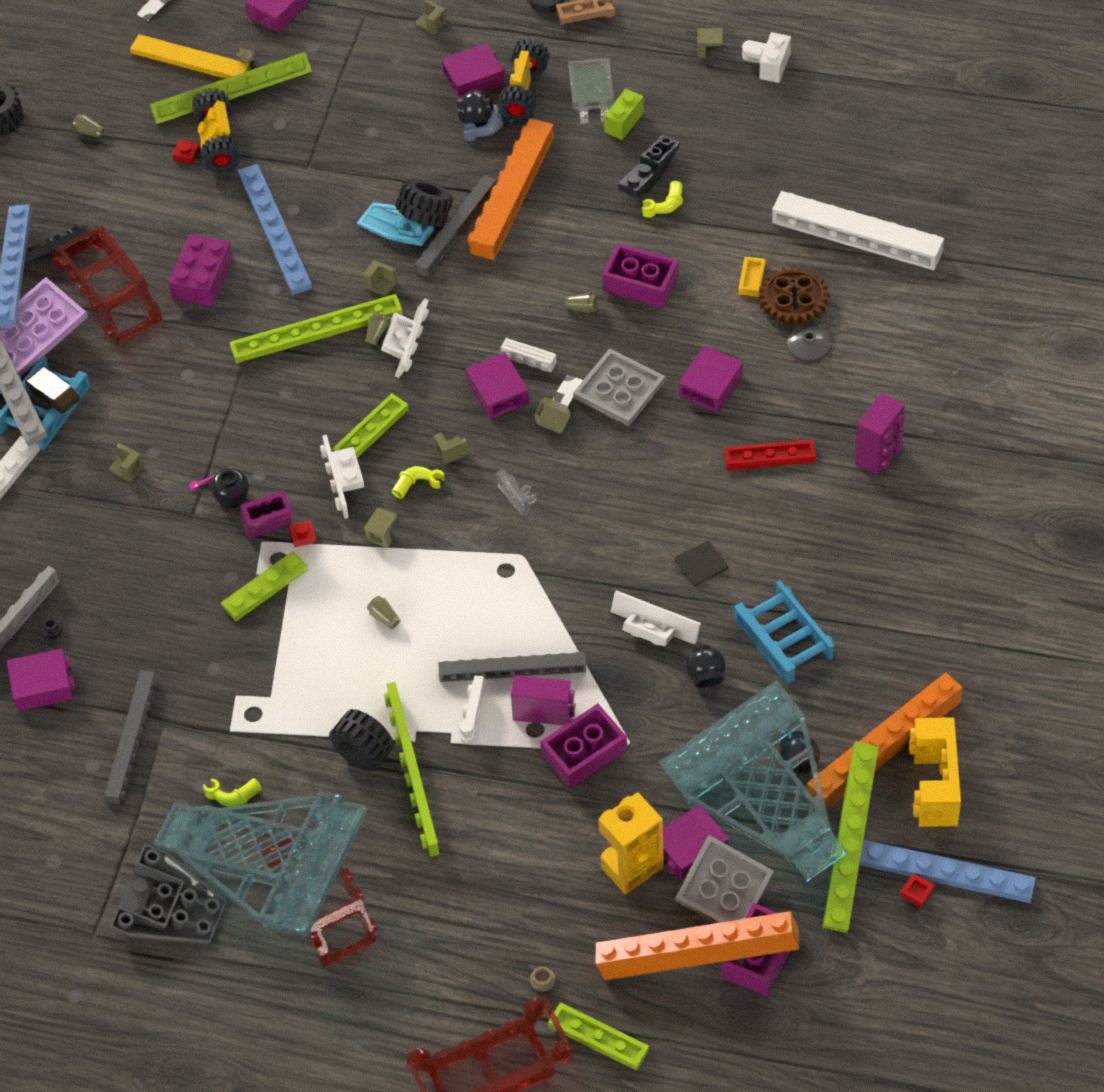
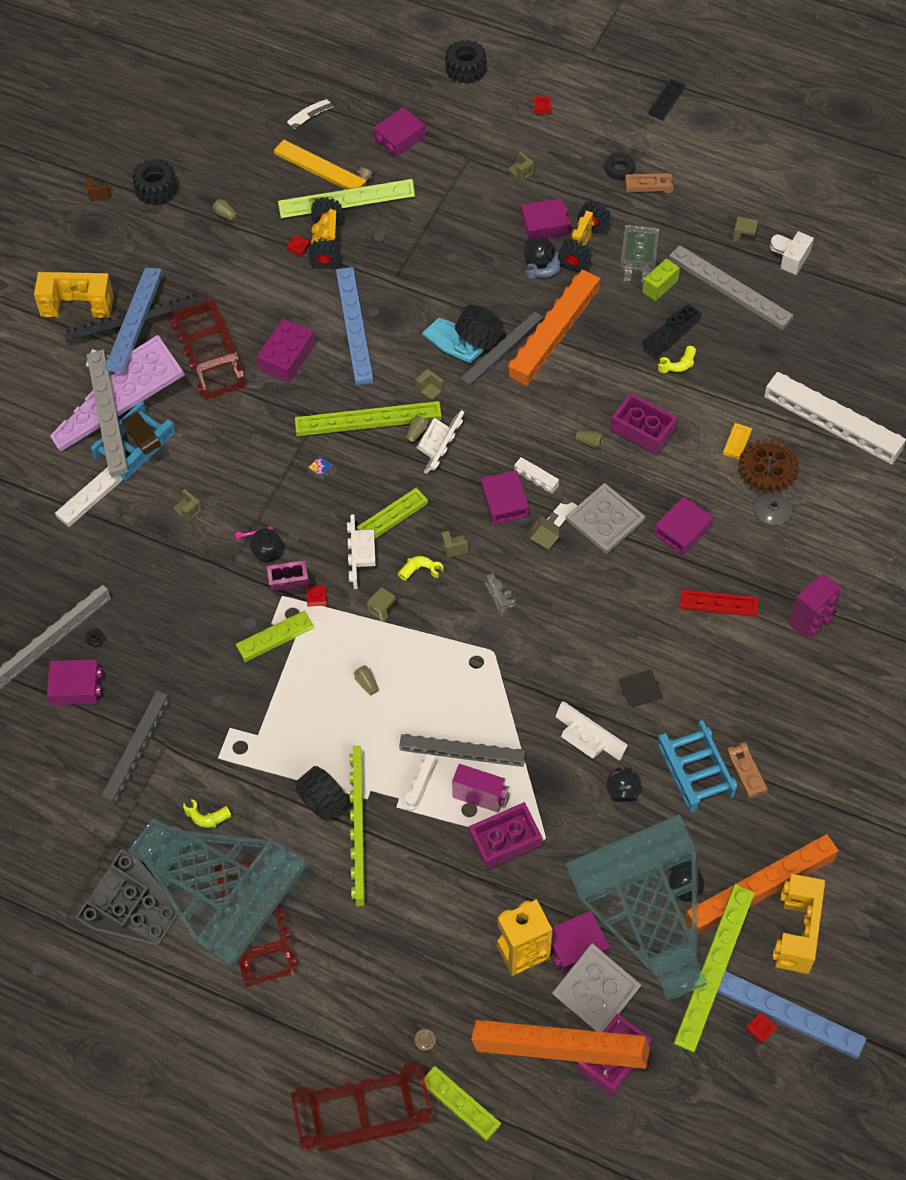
camera: 10 degrees right, 5 degrees up
(273, 393) = (320, 467): none -> tile
(707, 109) = (731, 287): none -> light grey plate
(840, 626) = (746, 770): none -> medium nougat plate

